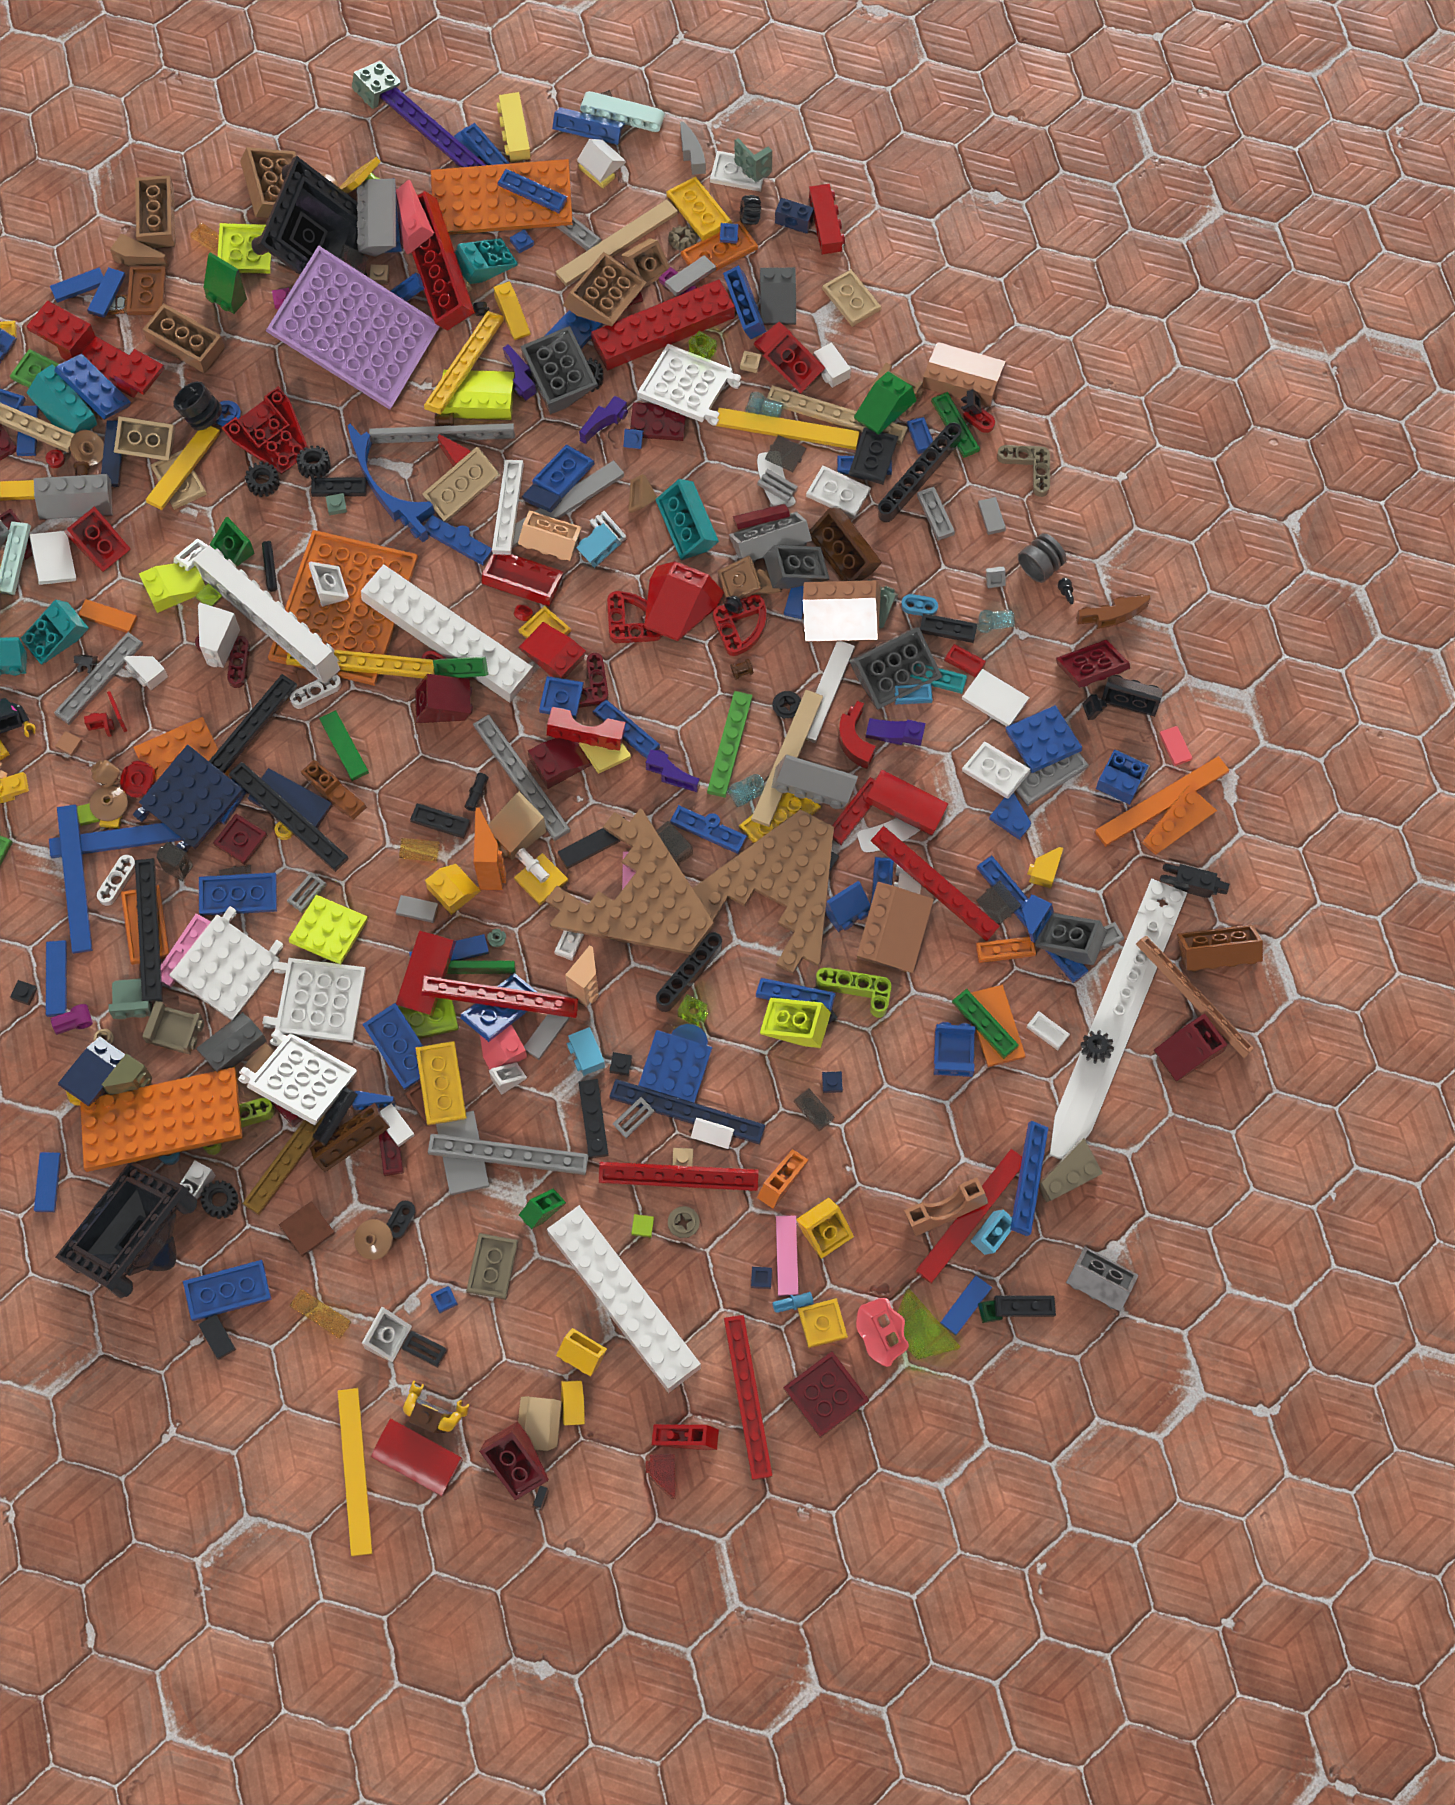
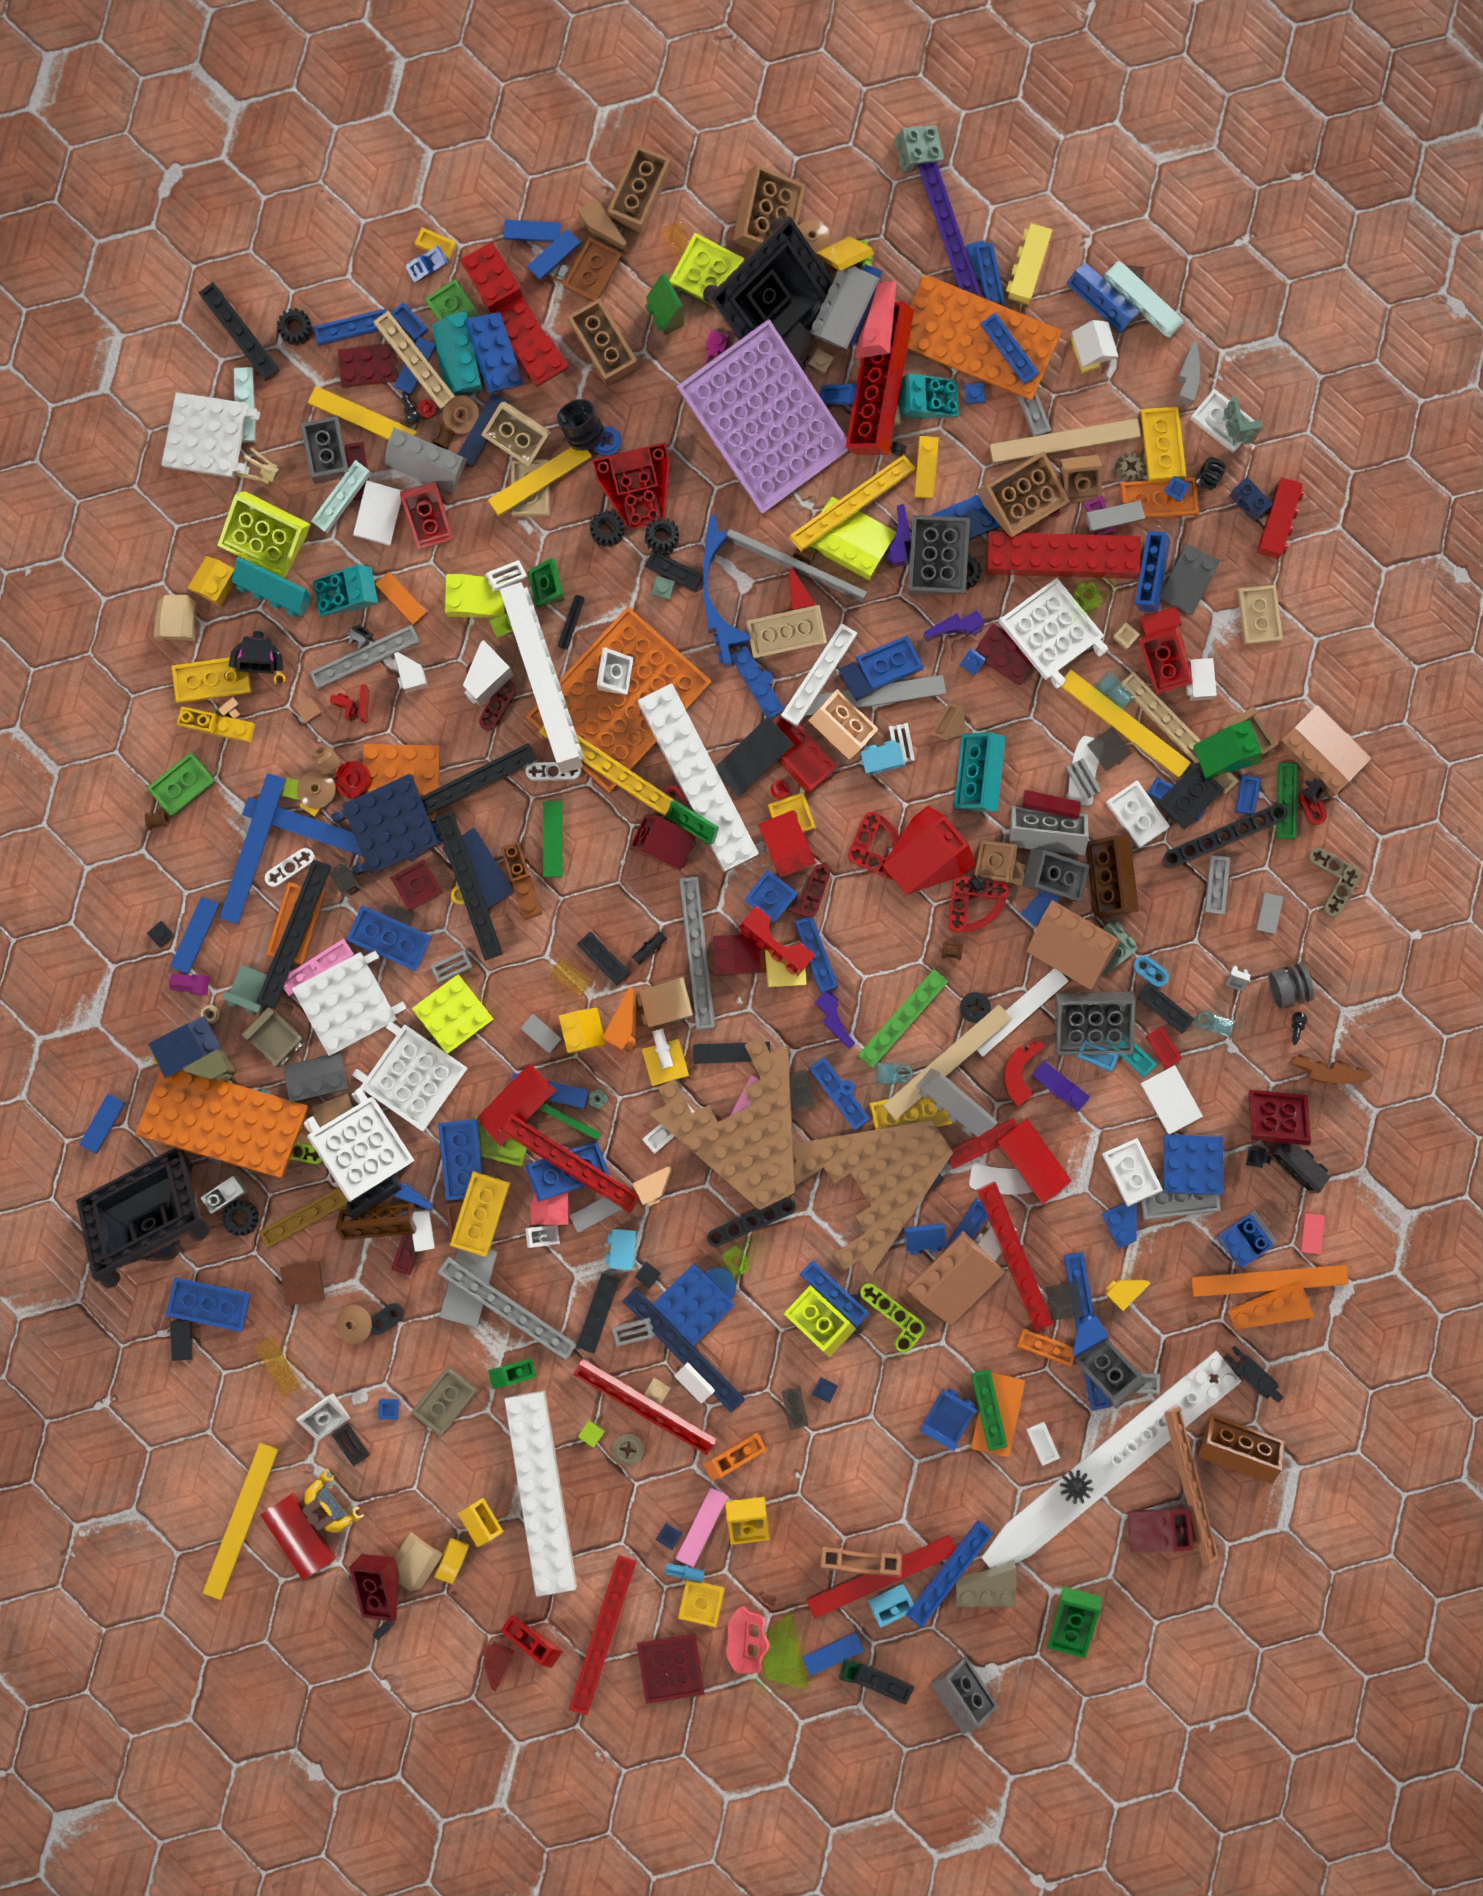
camera: 30 degrees right, 15 degrees up
(43, 468) = (411, 415): none -> black bar
(487, 593) = (754, 756): none -> black tile
(1162, 1165) = (1074, 1622): none -> green slope

